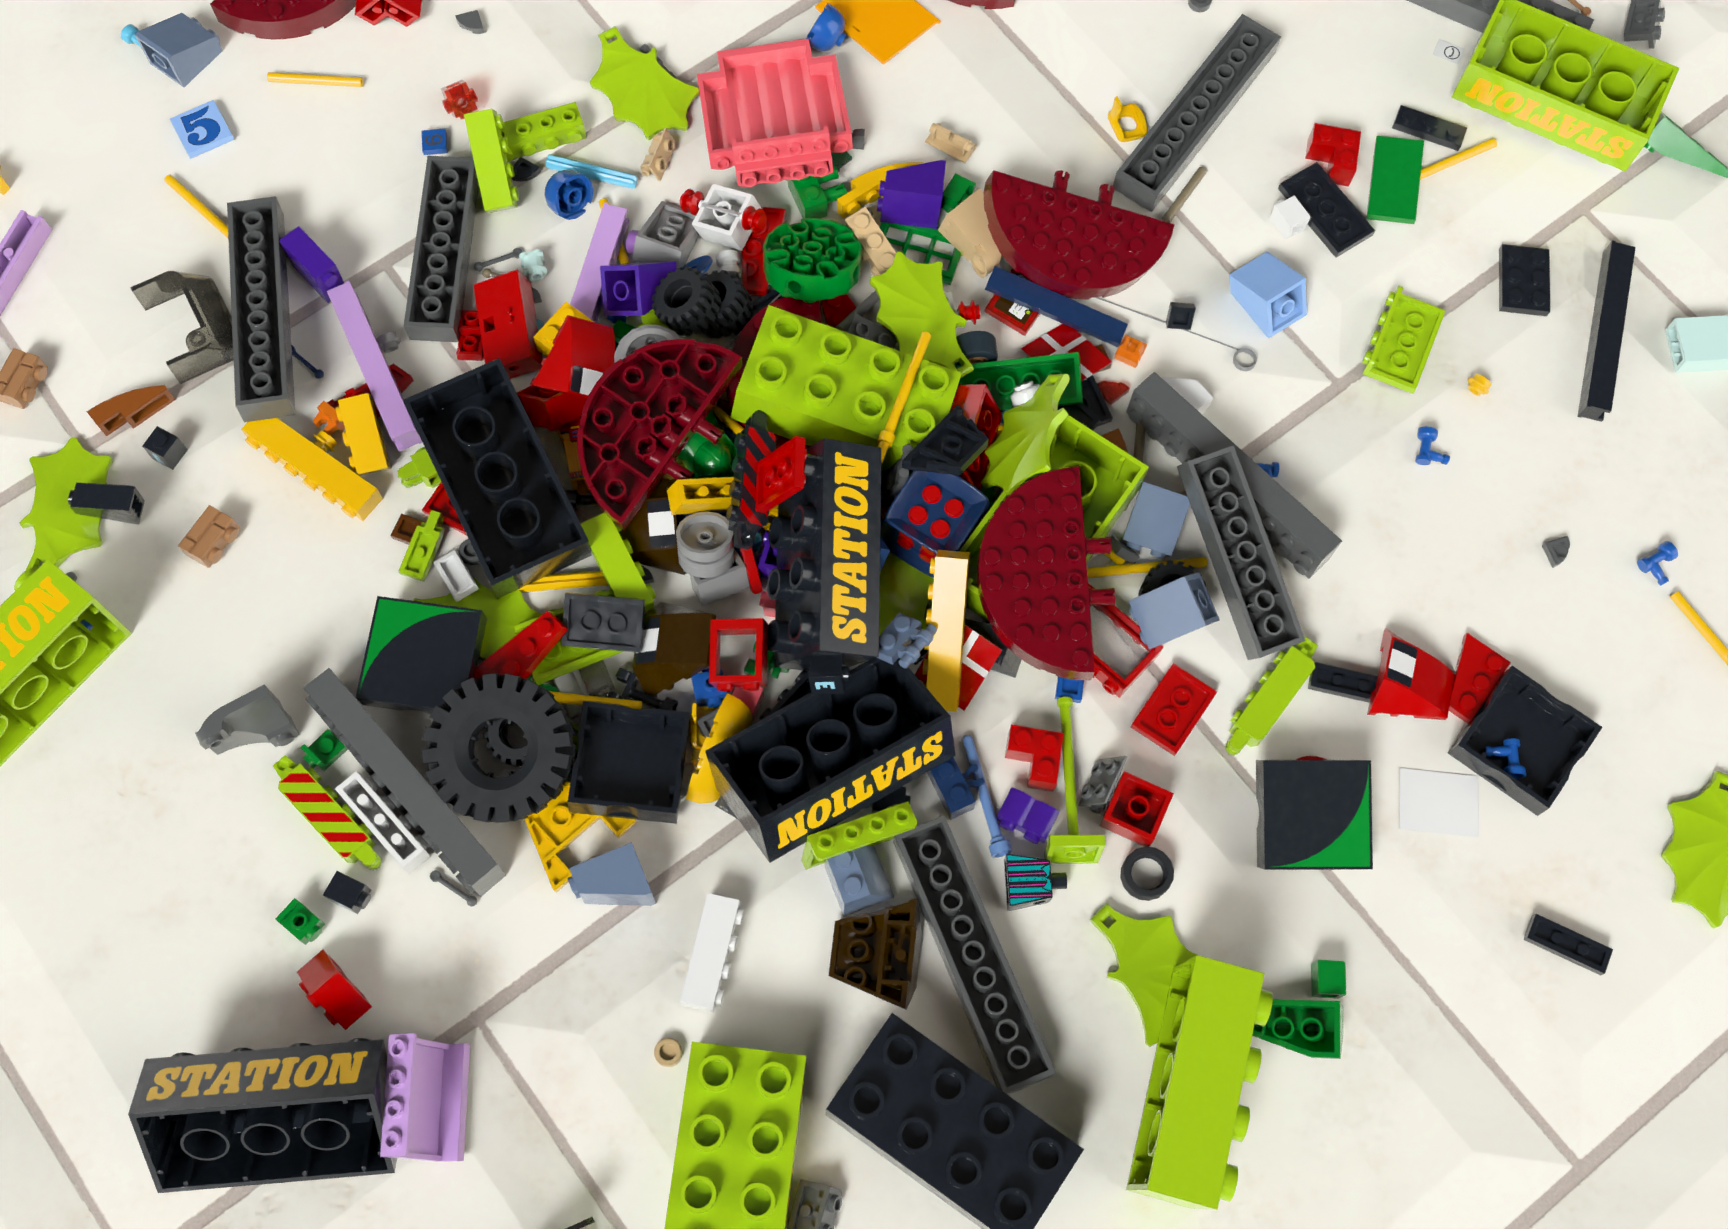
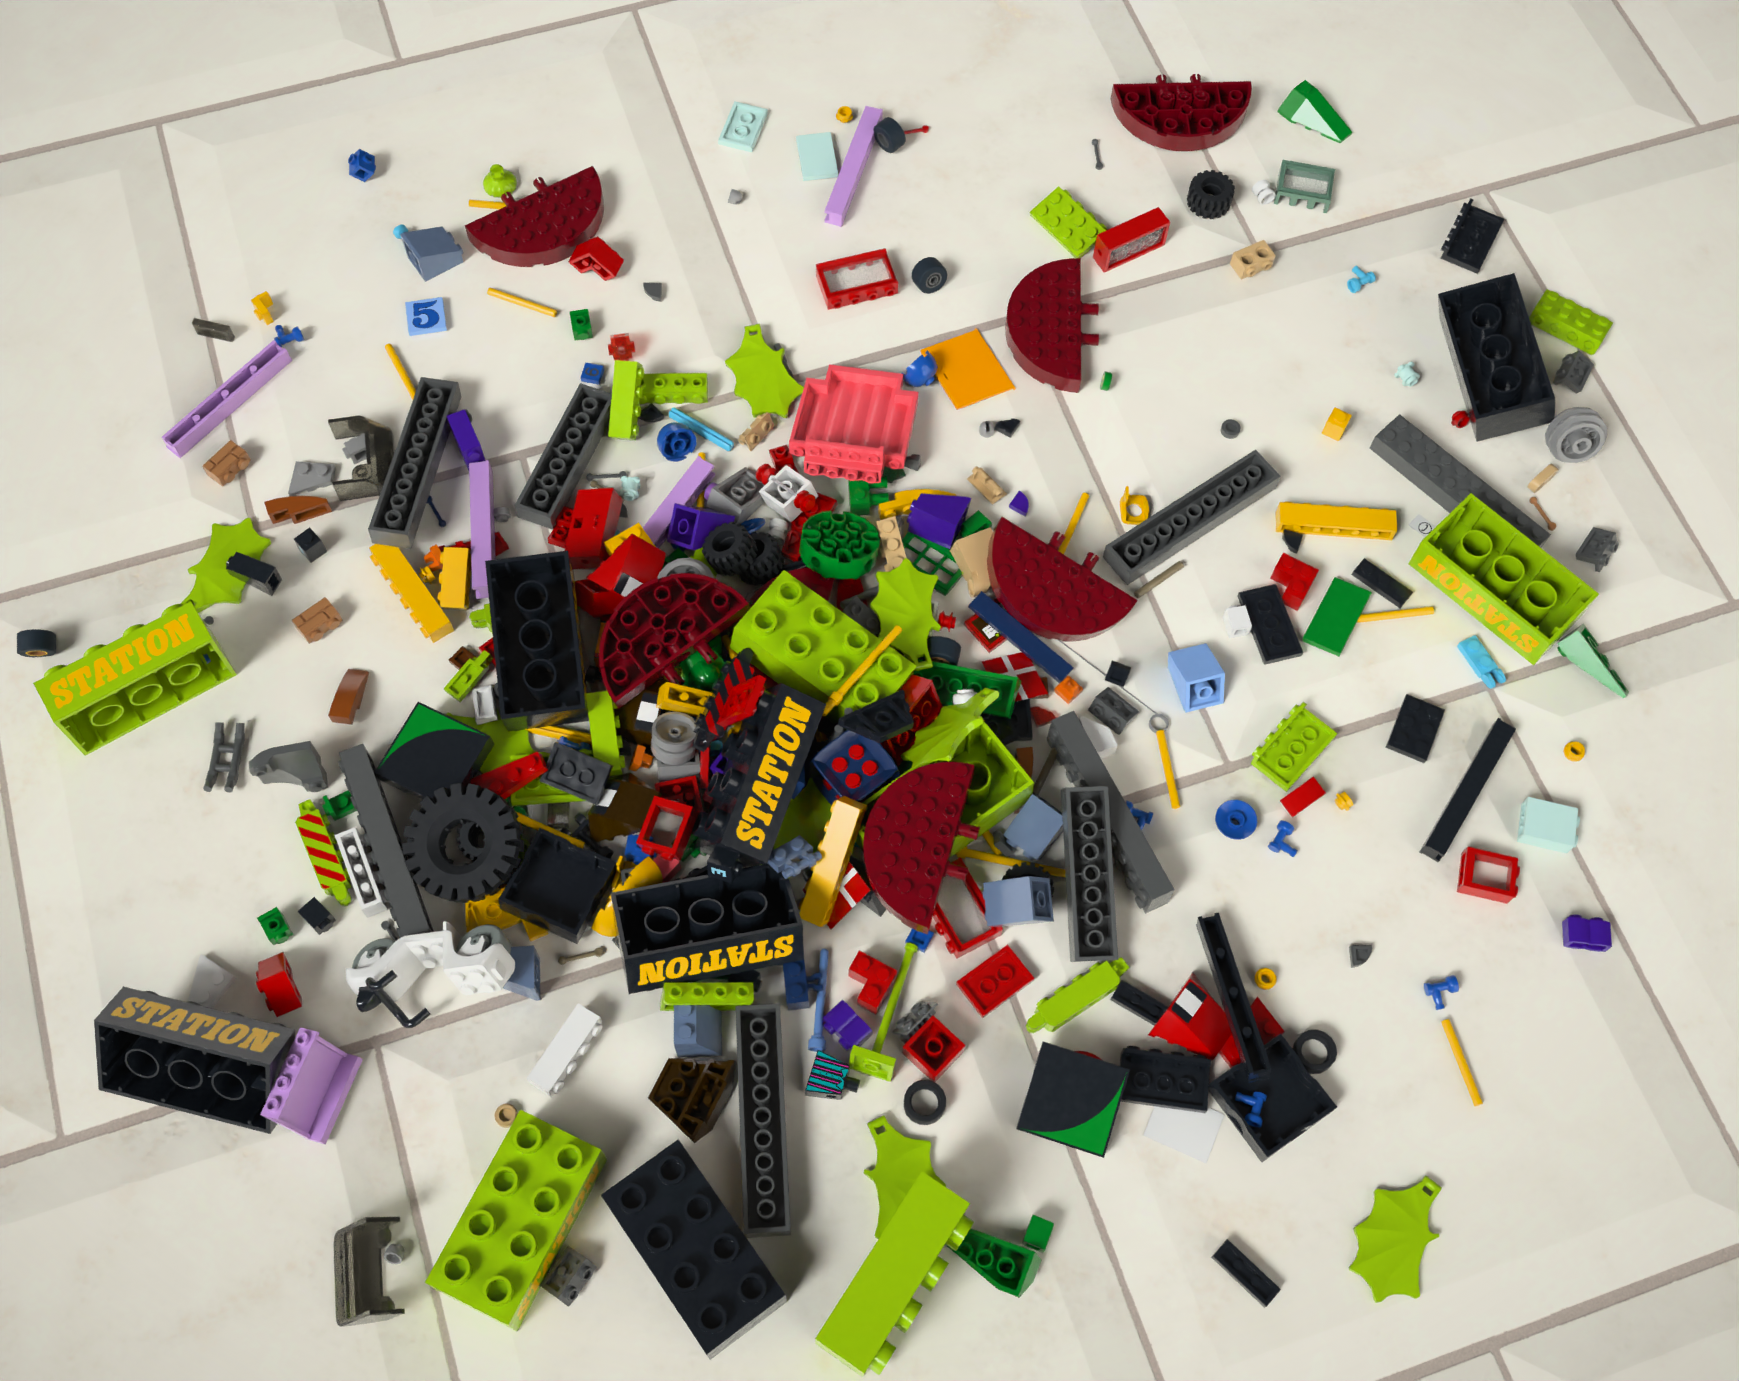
camera: 20 degrees right, 5 degrees down
(32, 206) = (283, 339): none -> blue piece
(132, 365) = (310, 477): none -> light grey wing
(145, 728) = (219, 748): none -> dark grey piece
(178, 314) = (355, 449): none -> light grey brick
(244, 1017) = (209, 983): none -> white wing
(284, 617) = (348, 696): none -> dark orange slope
(399, 86) = (581, 324): none -> green brick
(461, 929) = (389, 967): none -> white piece
(592, 589) = (583, 745): none -> blue piece
(668, 582) = (640, 759): none -> orange tile
(700, 178) = (781, 457): none -> red slope
(703, 825) = (598, 953): none -> dark tan hinge
(736, 604) = (681, 790): none -> red brick
(922, 79) = (982, 430): none -> light grey hinge
(948, 68) = (1007, 427): none -> black tile
(996, 153) = (1020, 504): none -> dark purple tile
(1065, 146) = (1073, 522): none -> yellow piece
(1190, 360) = (1113, 710): none -> dark grey bracket
(1274, 408) = (1168, 769): none -> yellow piece
(1314, 107) = (1292, 540): none -> black tile
(1355, 71) = (1336, 520): none -> yellow brick
(1375, 433) = (1238, 811): none -> blue dish
(1406, 756) = (1166, 1079): none -> black bracket
(1433, 393) = (1302, 796): none -> red slope
(1447, 642) = (1234, 998): none -> black tile
(1470, 604) = (1267, 973): none -> yellow plate
(1562, 660) = (1326, 1040): none -> black tyre
(1567, 184) = (1481, 661): none -> medium azure hinge
(1639, 424) = (1466, 870): none -> red window
(1705, 251) = (1577, 747): none -> yellow plate

